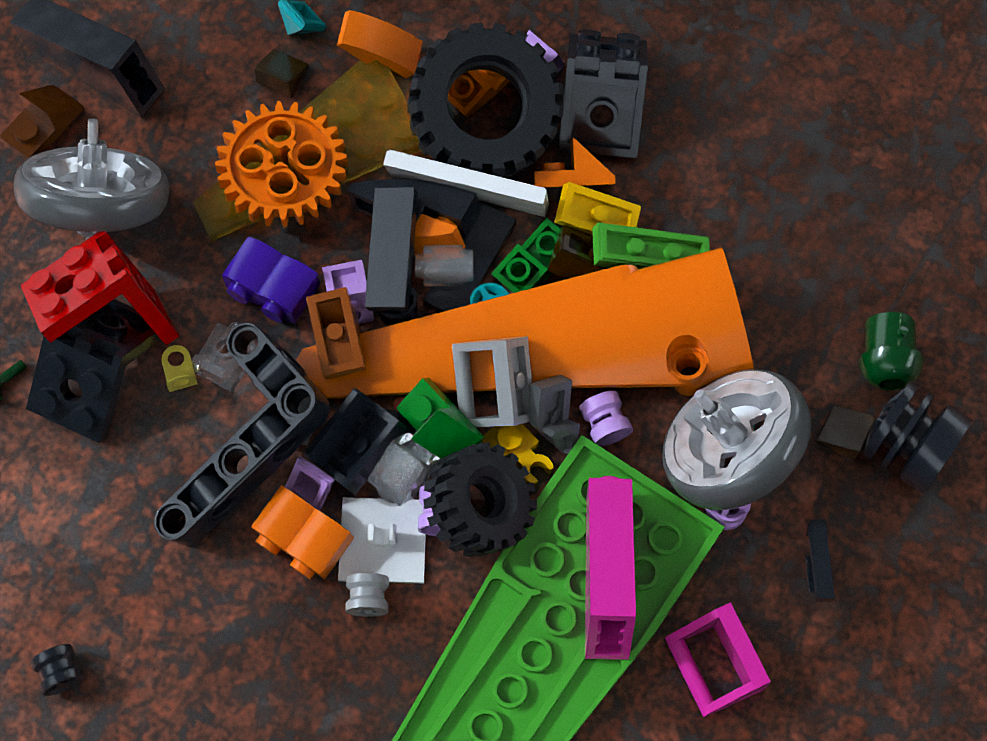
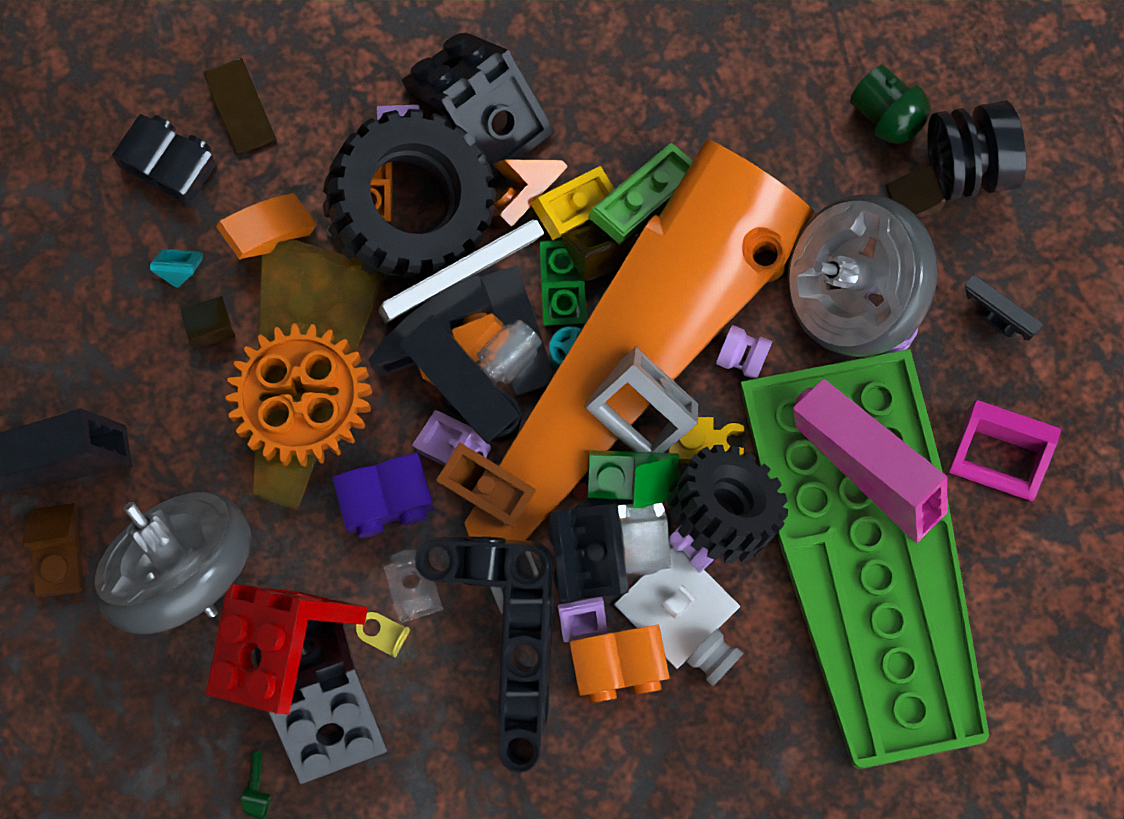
camera: 45 degrees left, 5 degrees up
(550, 412) = (704, 388): dark grey slope -> none

